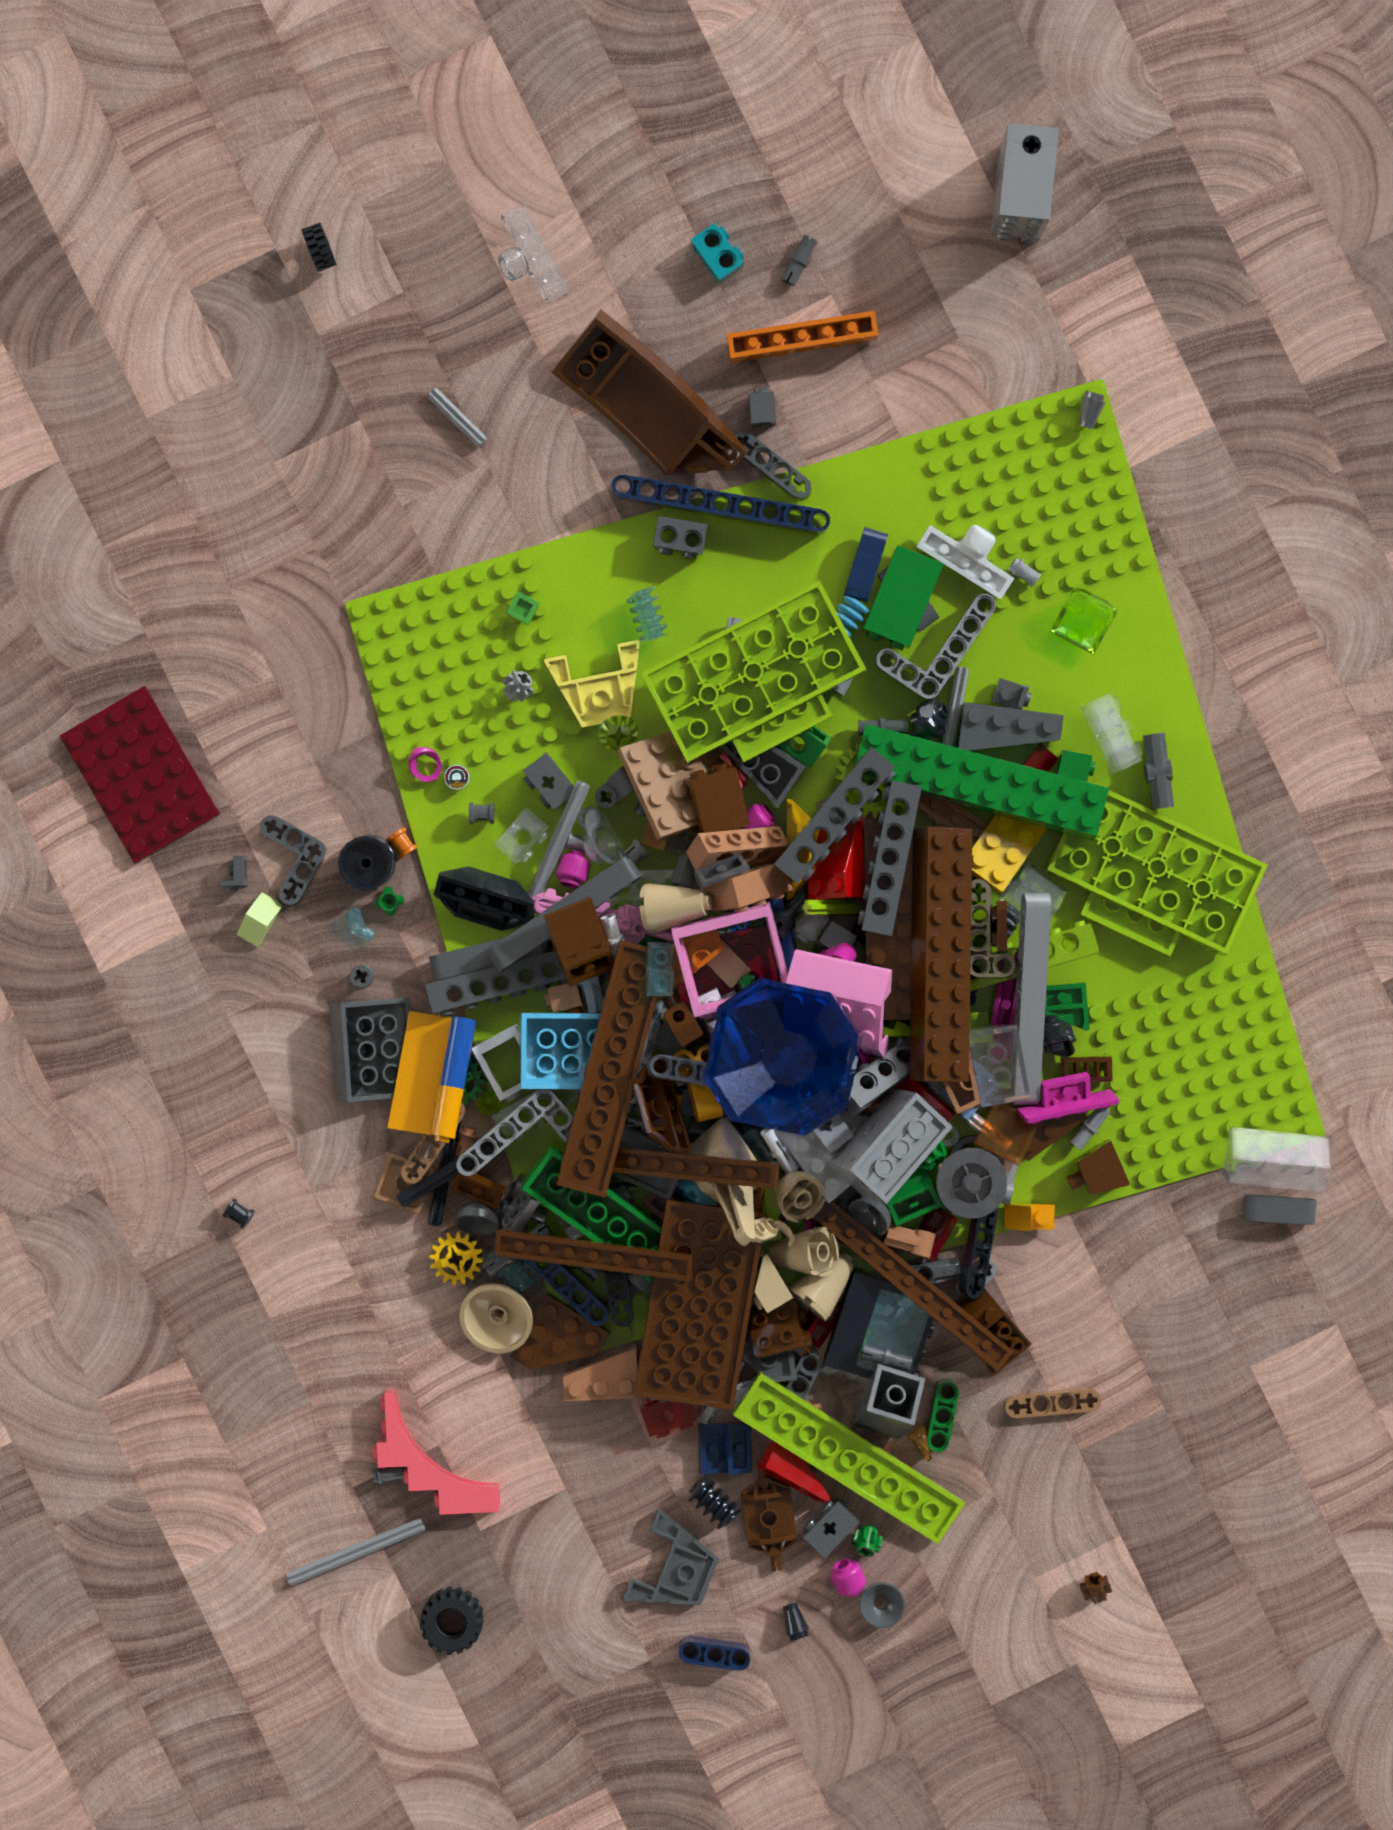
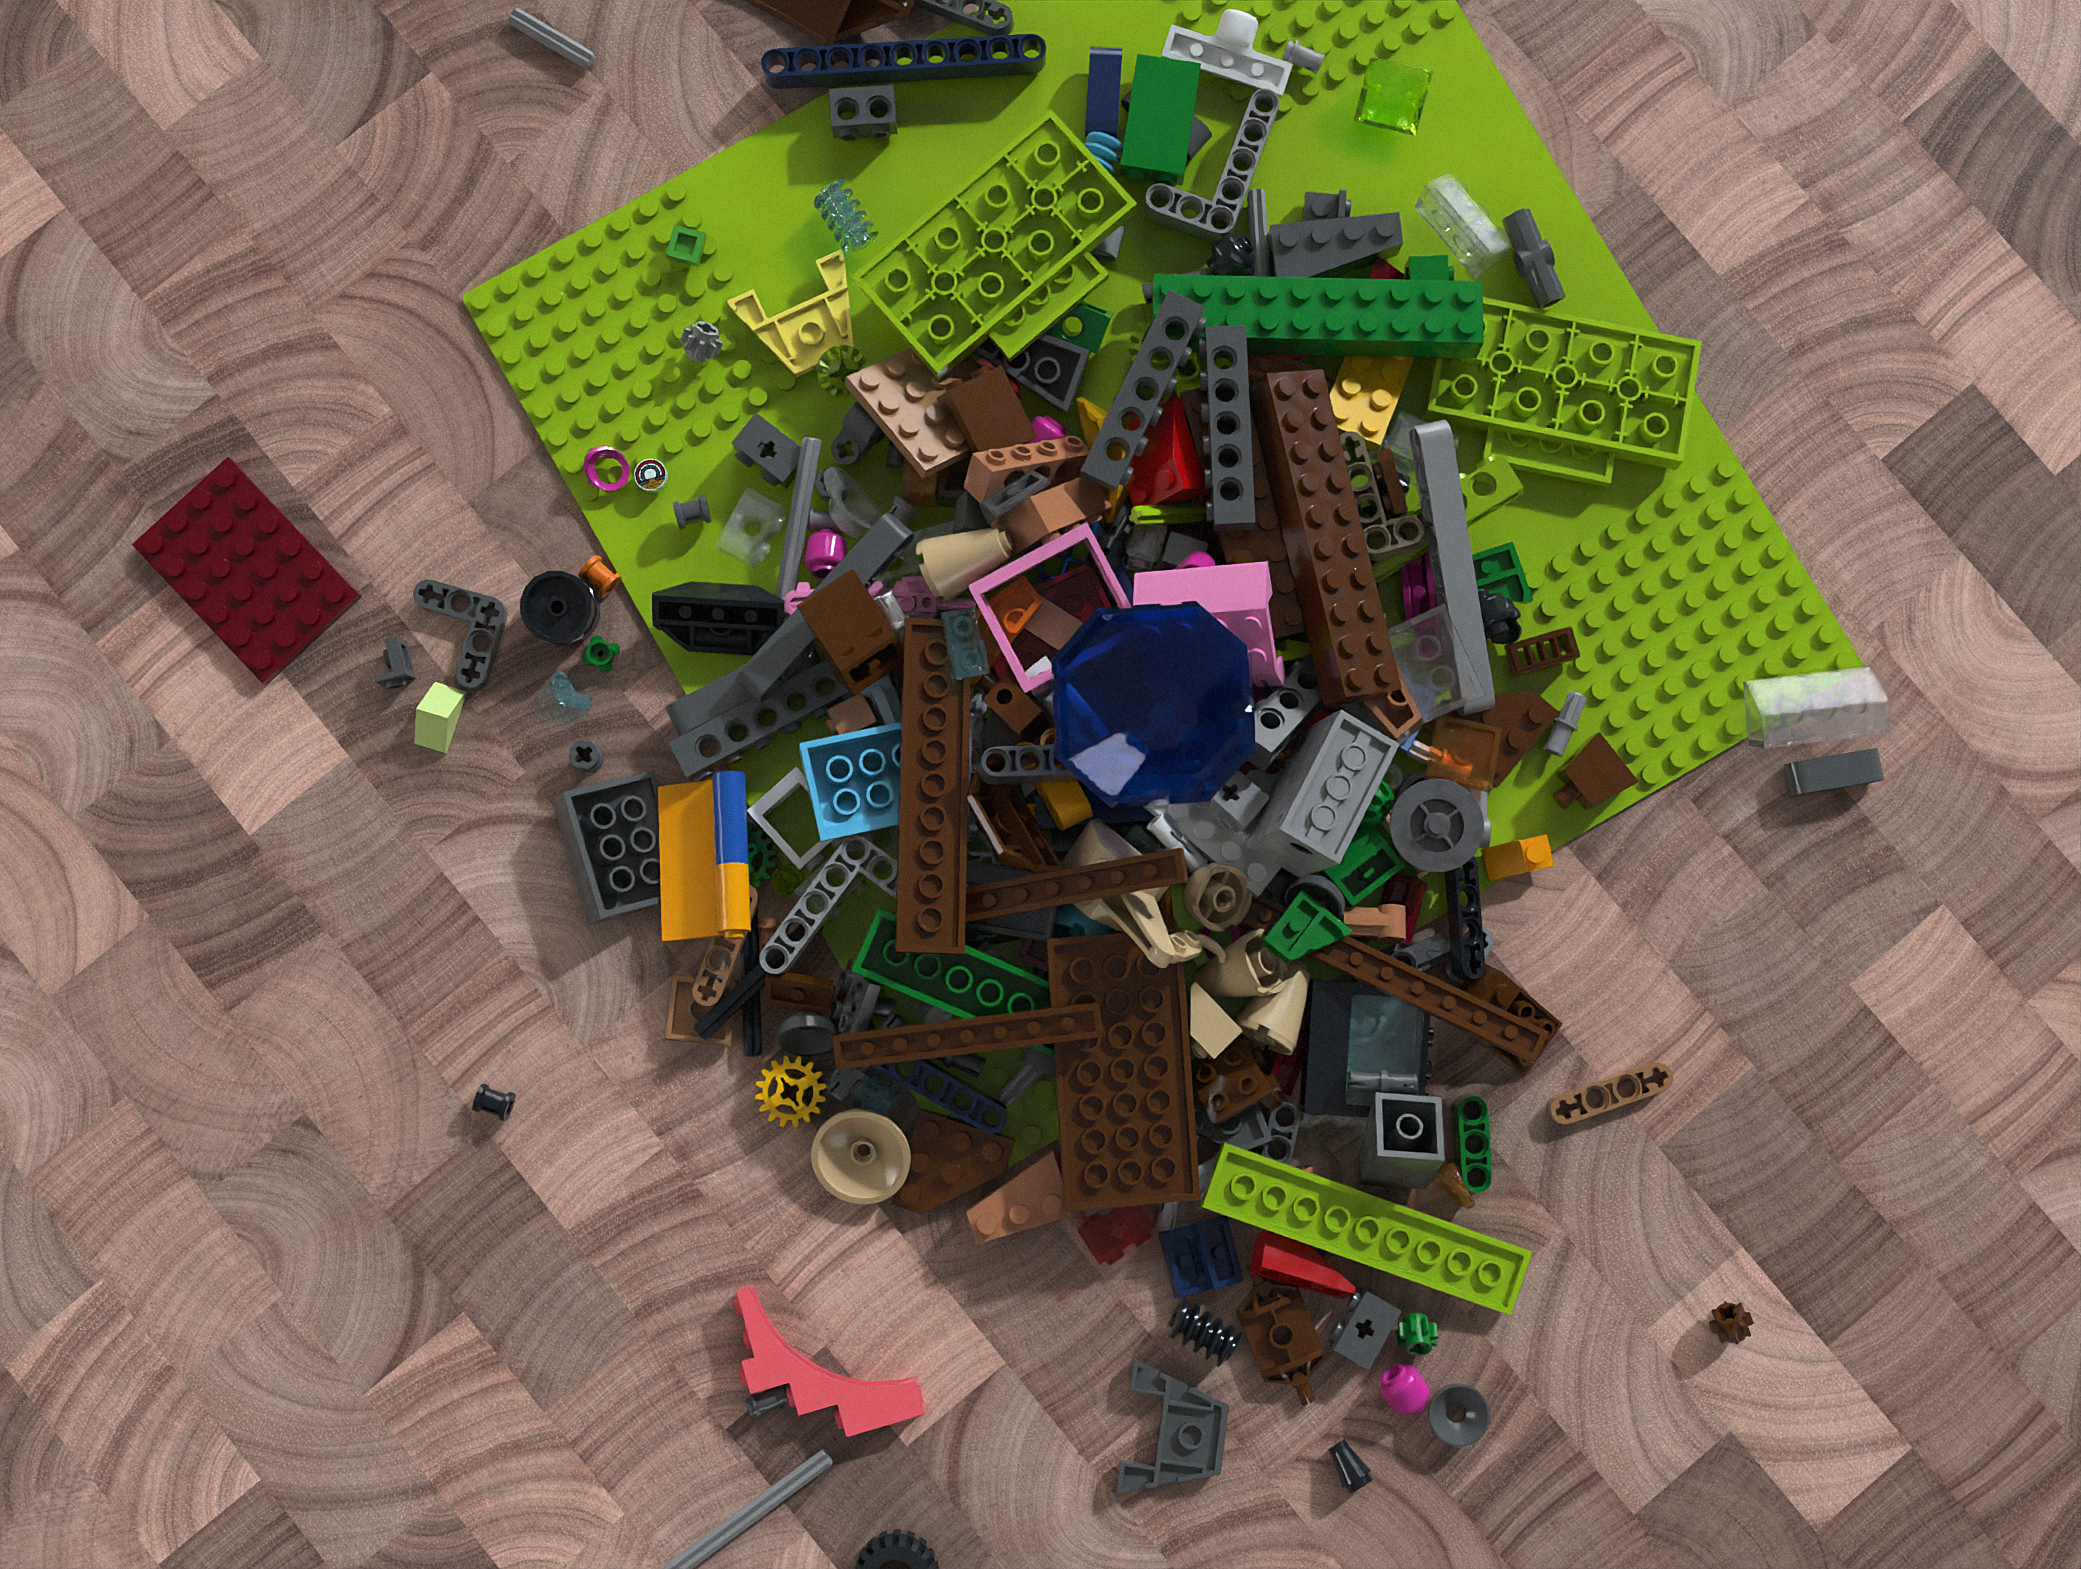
camera: 15 degrees left, 5 degrees down
(610, 1281) = (999, 1070): black beam -> none
(724, 1661) = (1269, 1543): dark blue beam -> none
(855, 1235) = (1303, 929): none -> green wing
(1065, 1097) = (1527, 688): dark pink bracket -> none

